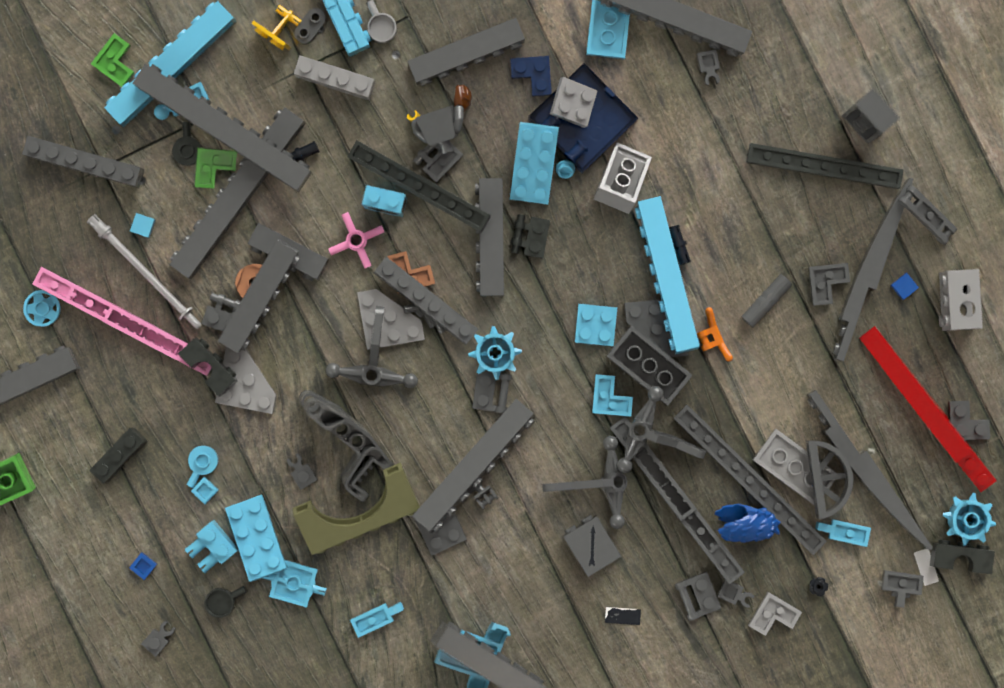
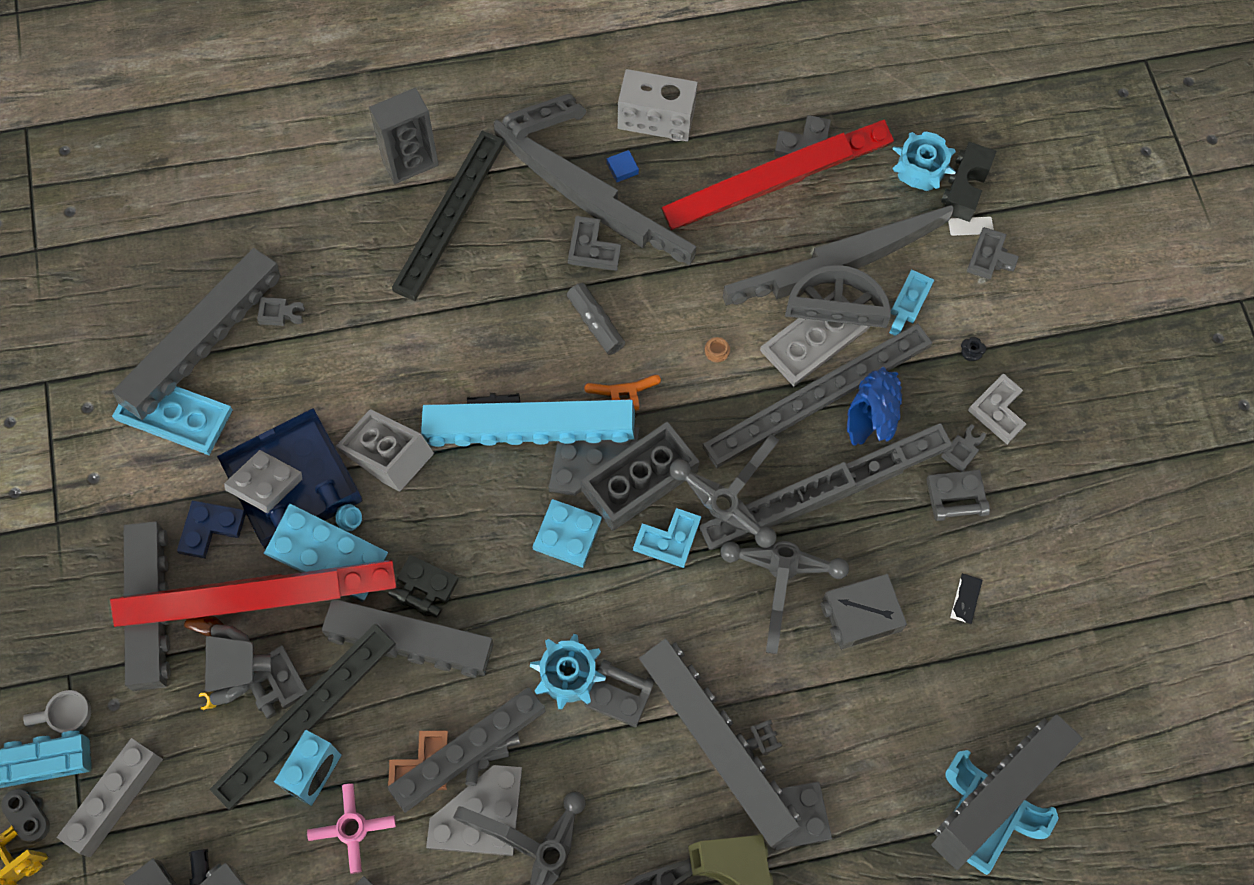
camera: 75 degrees left, 20 degrees down
(490, 125) = (252, 594): none -> red slope
(766, 396) = (717, 349): none -> medium nougat plate

